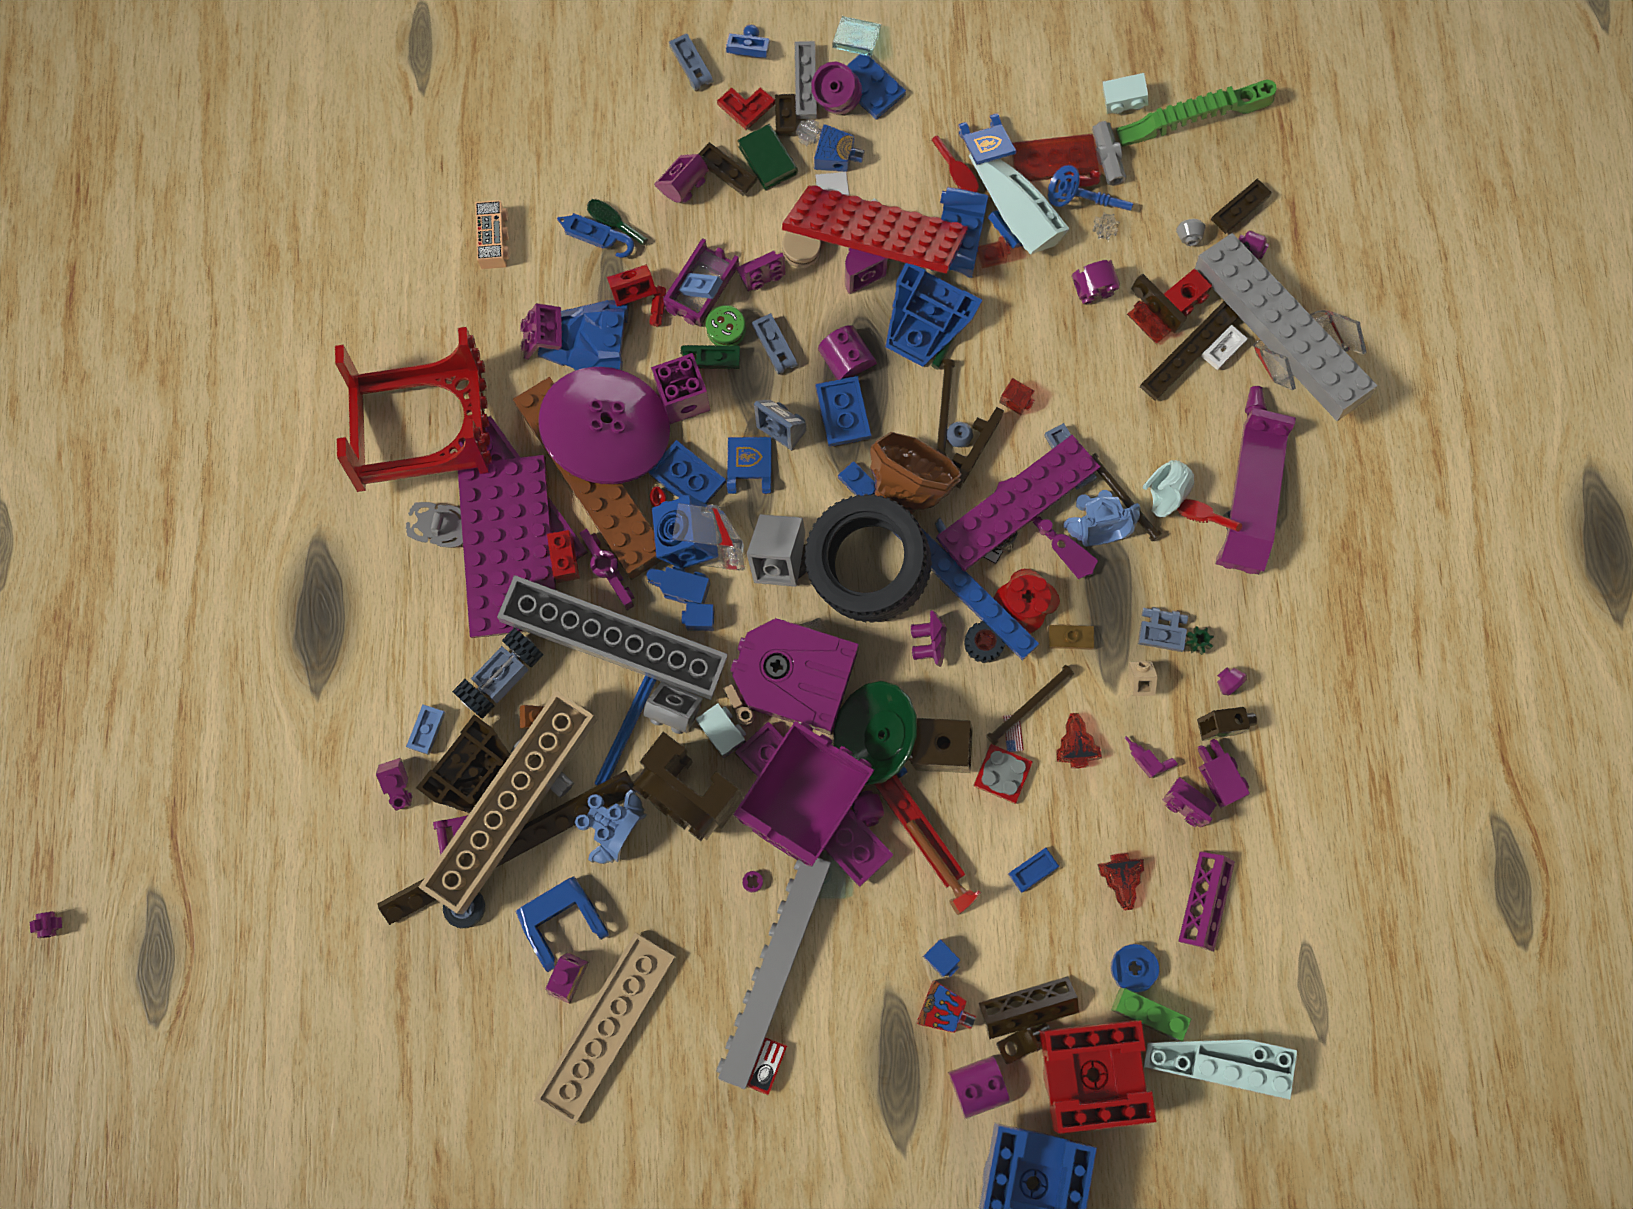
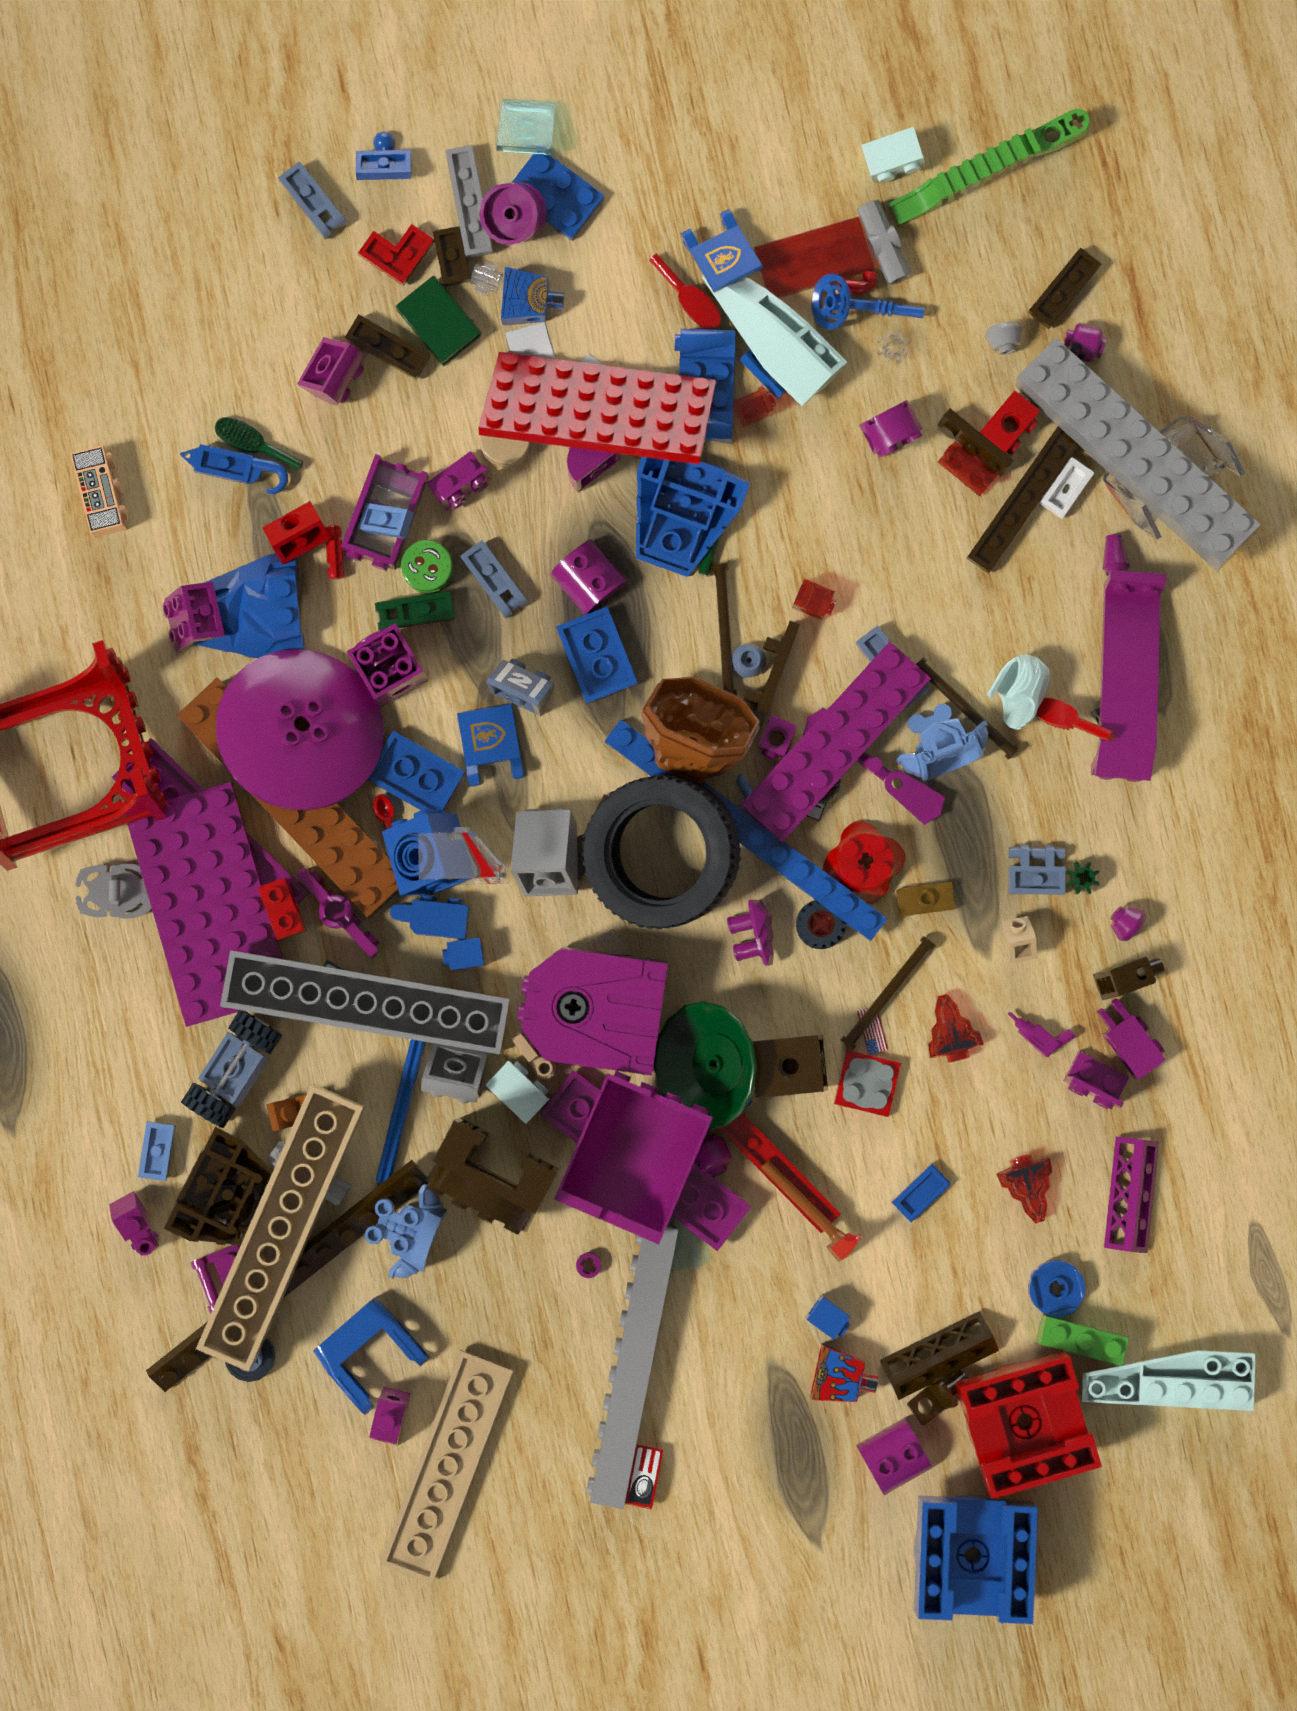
camera: 15 degrees left, 10 degrees up
(974, 485) = (780, 726): none -> magenta brick

